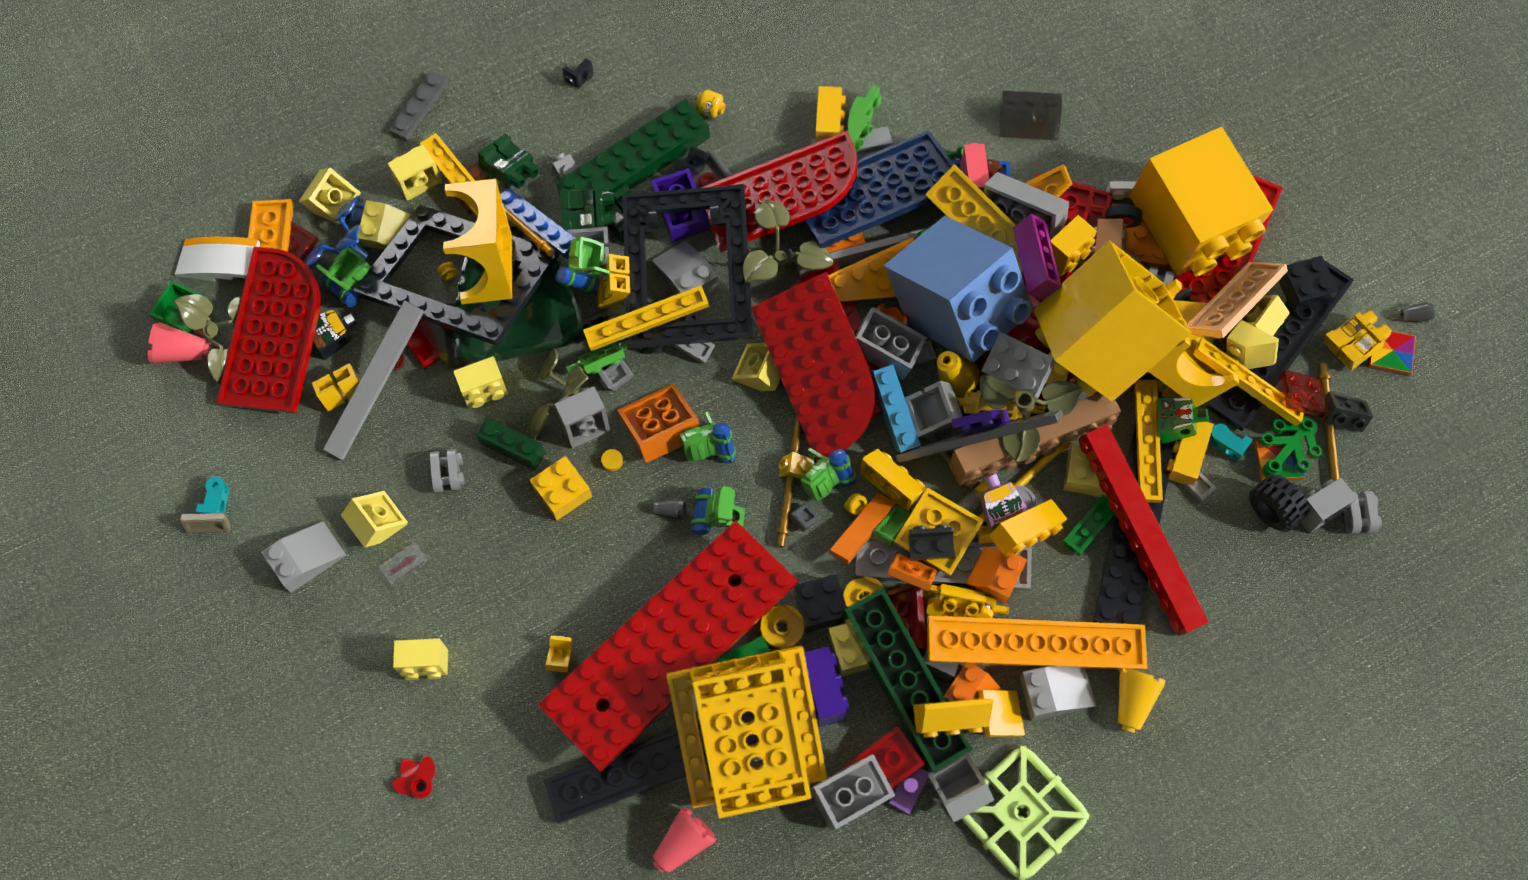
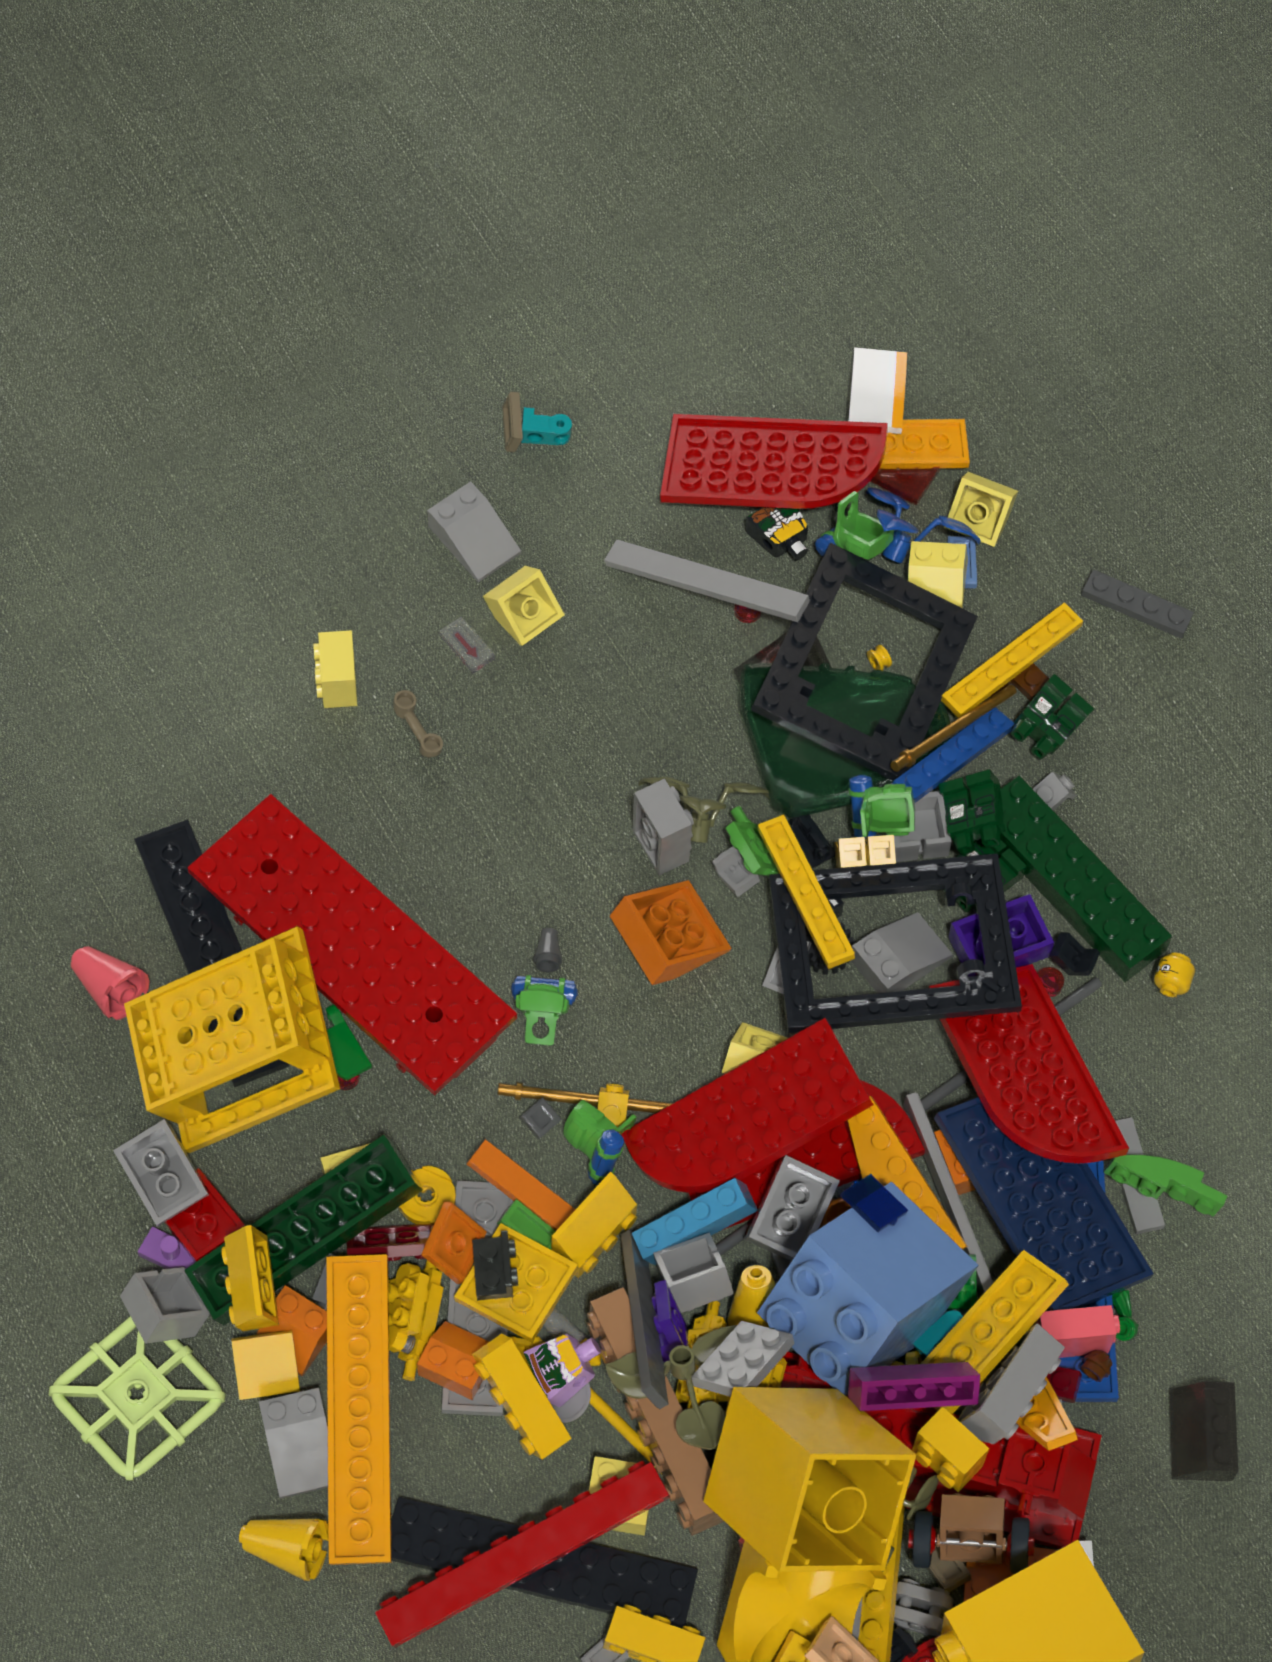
camera: 85 degrees right, 5 degrees down
(166, 310) = (803, 358): green piece -> none
(175, 345) = (748, 356): coral cone -> none
(194, 313) = (773, 362): olive plant -> none
(328, 391) = (691, 538): yellow piece -> none
(414, 775) = (197, 680): red plate -> none
(415, 172) = (1019, 599): light yellow brick -> none
(422, 349) = (764, 636): red tile -> none
(454, 610) = (404, 707): none -> dark tan bar
(455, 477) = (591, 680): light grey brick -> none
(481, 382) = (711, 707): light yellow brick -> none
(486, 241) = (886, 679): yellow piece -> none
(511, 444) = (630, 752): dark green brick -> none
(559, 654) = (346, 828): yellow bracket -> none
(561, 488) = (570, 815): yellow brick -> none
(580, 75) = (1208, 803): black bracket -> none
(612, 460) = (615, 877): yellow tile -> none
(709, 441) = (640, 987): bright green piece -> none
(763, 267) = (893, 1030): olive plant -> none
(794, 627) = (387, 1109): yellow plate -> none
(820, 602) = (419, 1134): black brick -> none
(826, 687) = (299, 1137): dark purple brick -> none
(829, 112) = (1171, 1136): yellow brick -> none
(855, 504) = (560, 1182): yellow tile -> none
(908, 270) = (874, 1203): none -> clear blue piece
(1089, 526) = (528, 1489): green plate -> none
(1148, 440) = (652, 1575): yellow plate -> none
(1178, 418) = (695, 1614): torso -> none

